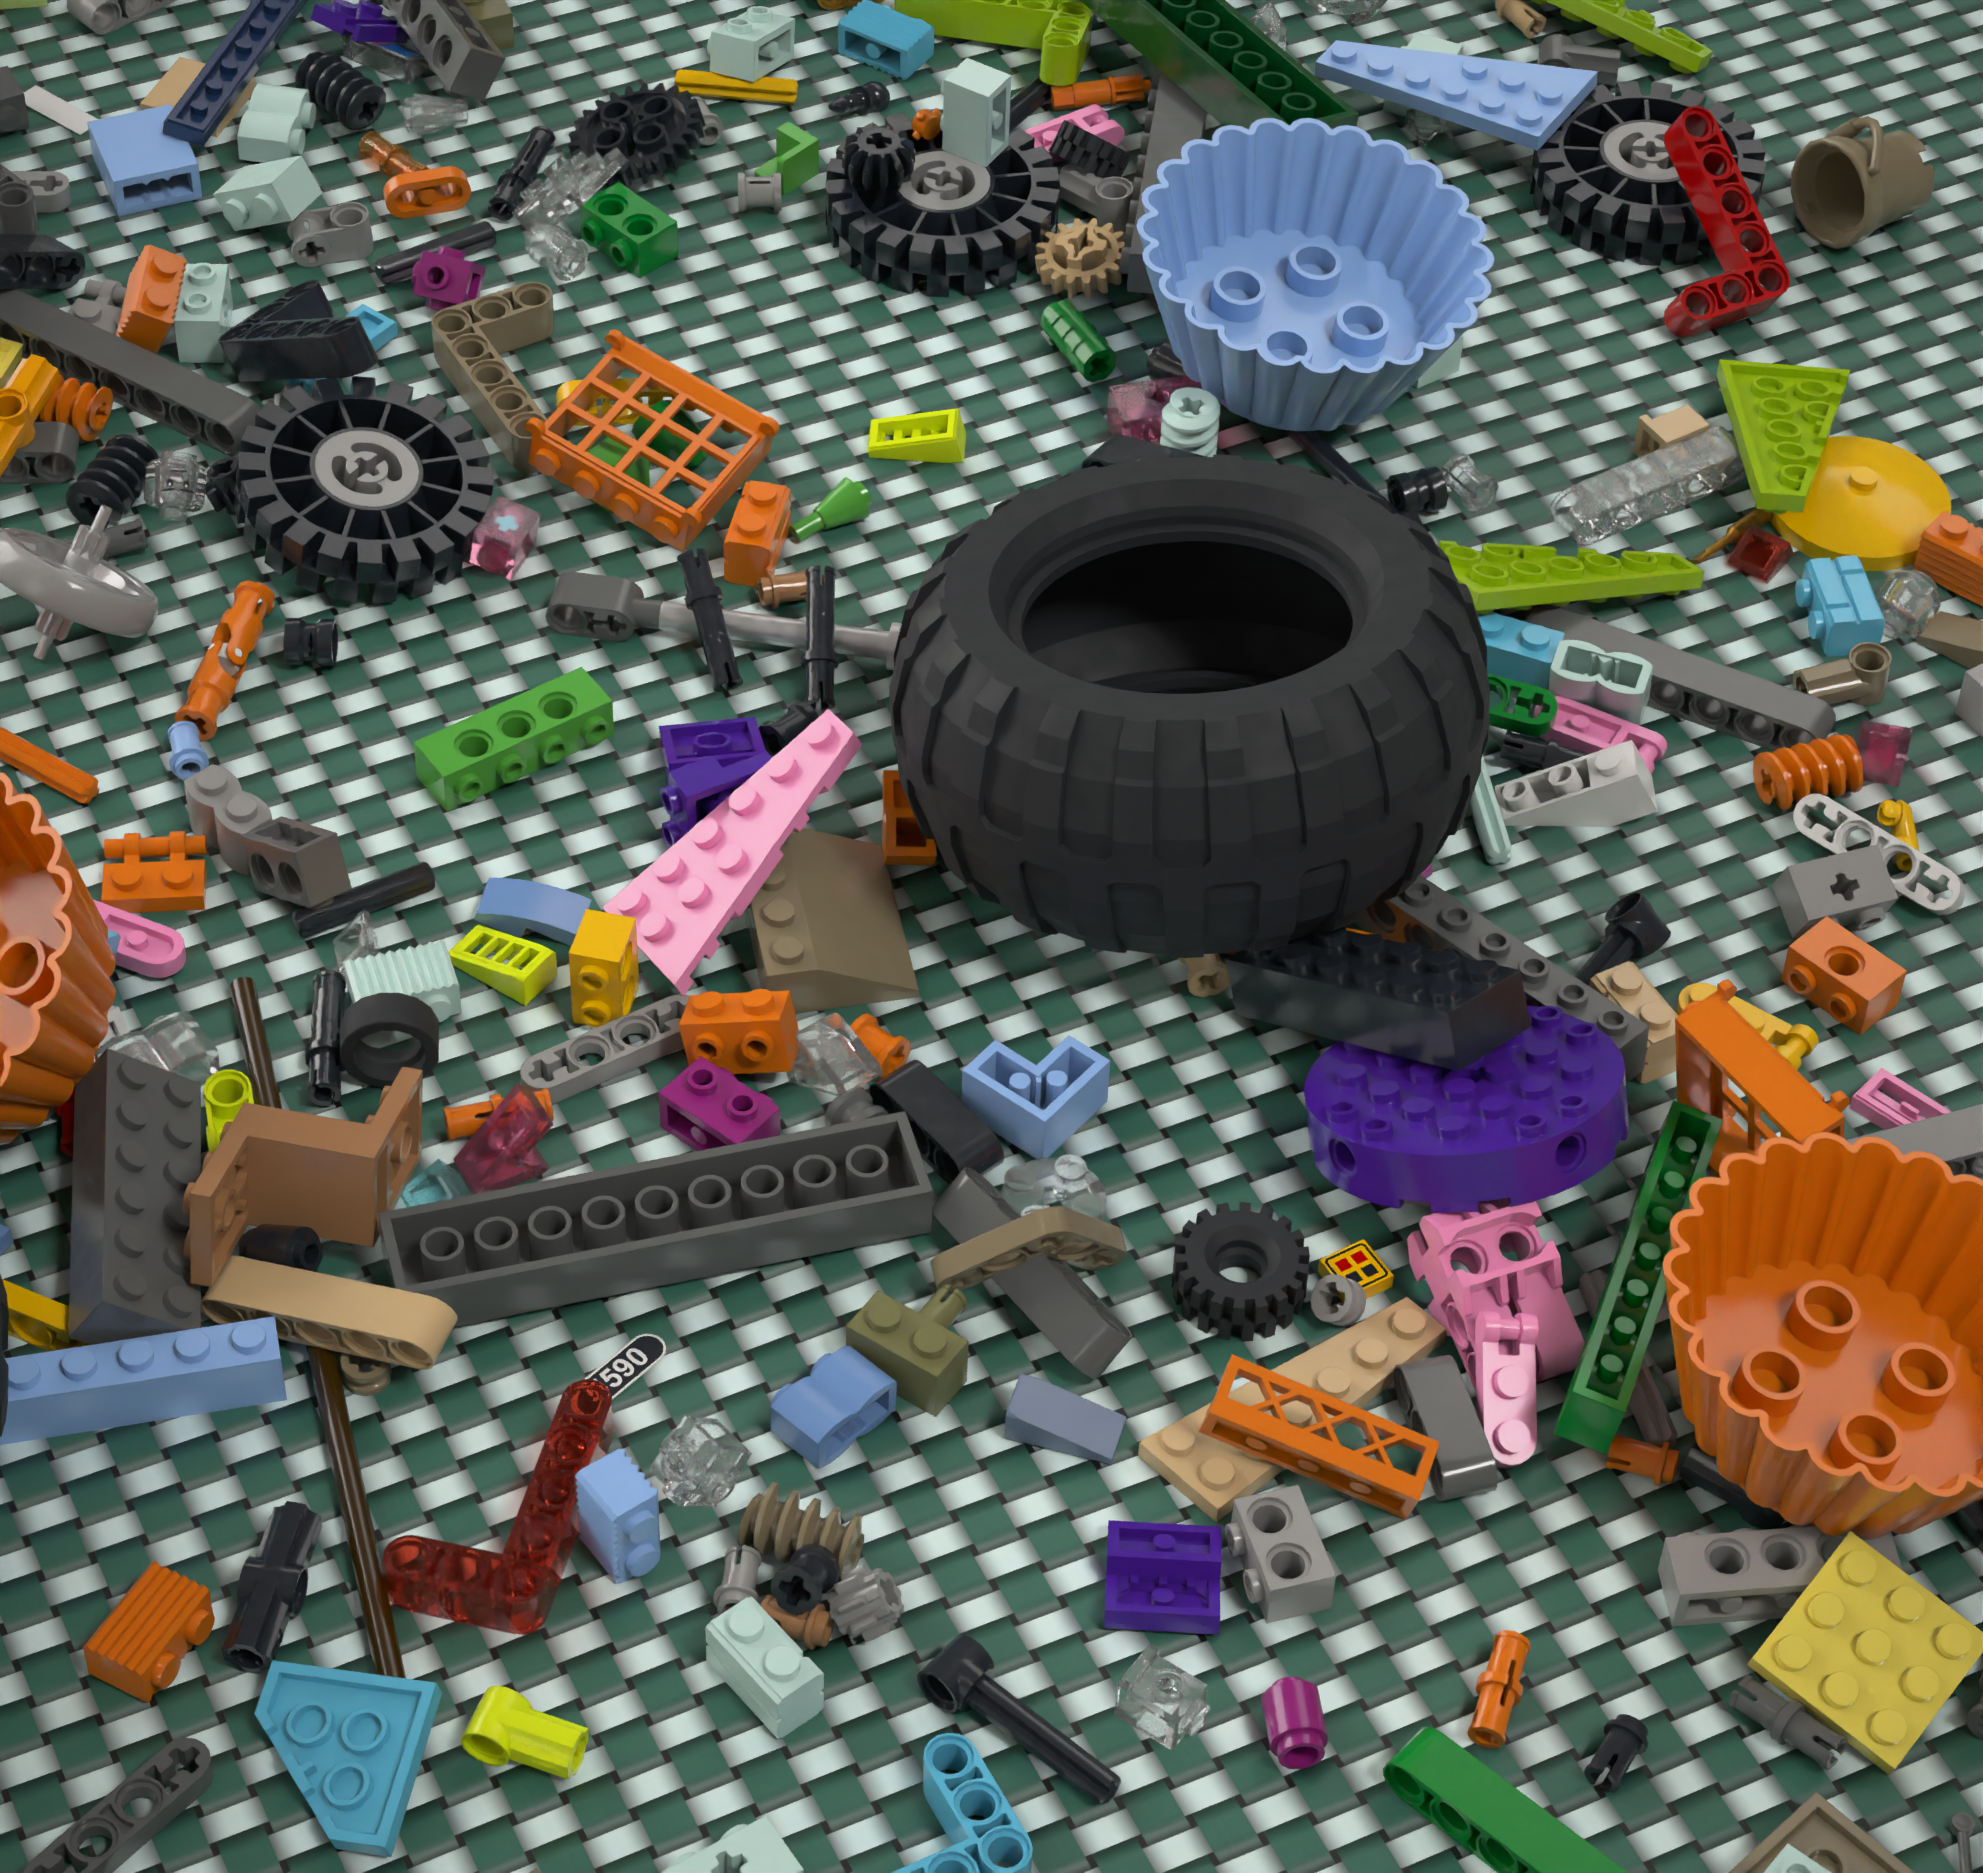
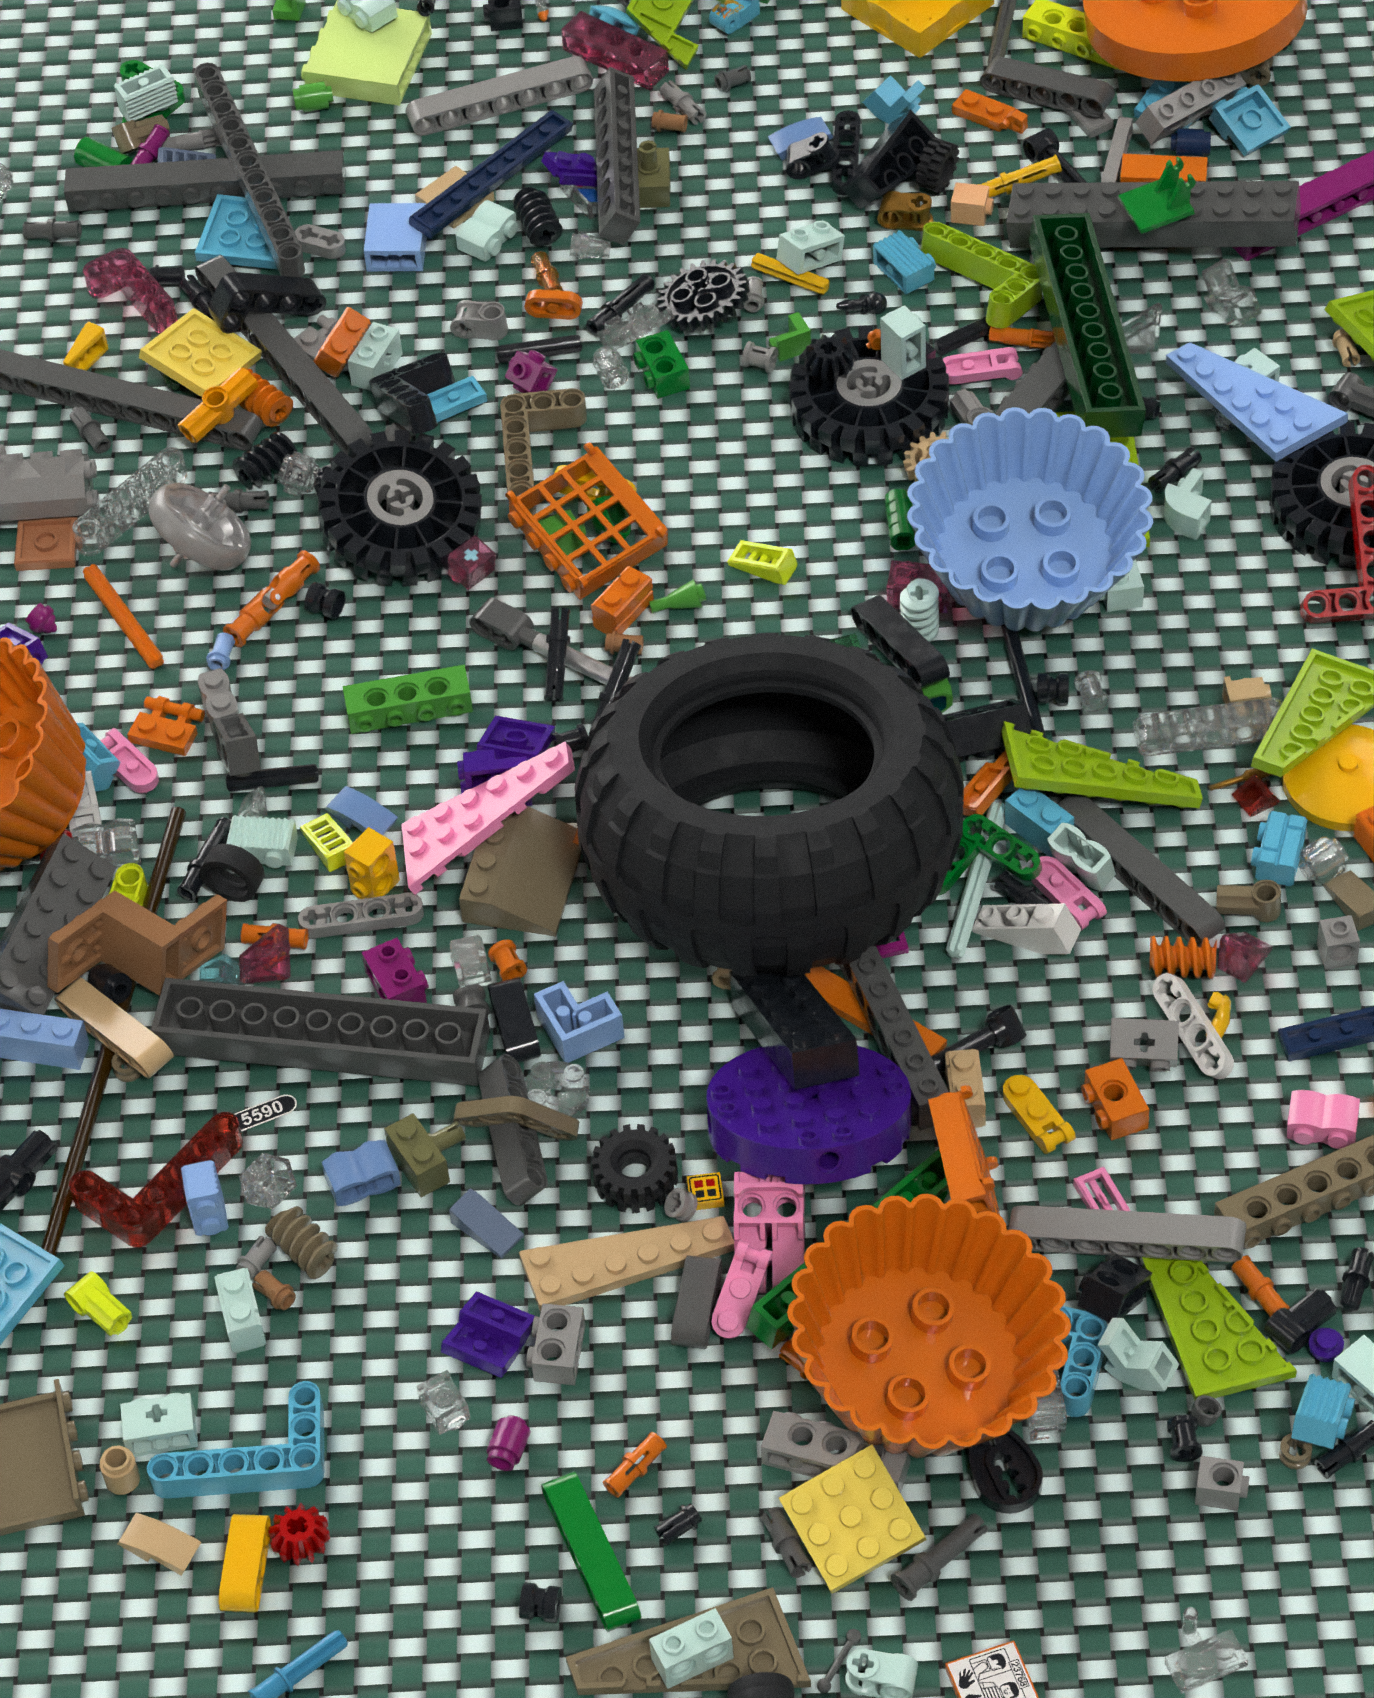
camera: 30 degrees right, 5 degrees up
(58, 109) = (368, 184): white sticker -> none
(267, 193) = (451, 282): light aqua brick -> none
(741, 1030) = (427, 928): orange brick -> none
(809, 1575) = (288, 1266): black bush -> none
(865, 1603) = (313, 1293): light grey gear -> none
(964, 1680) = (345, 1356): black axle -> none
(1089, 151) = (981, 384): black tyre -> none
(1313, 1455) = (601, 1292): orange fence -> none

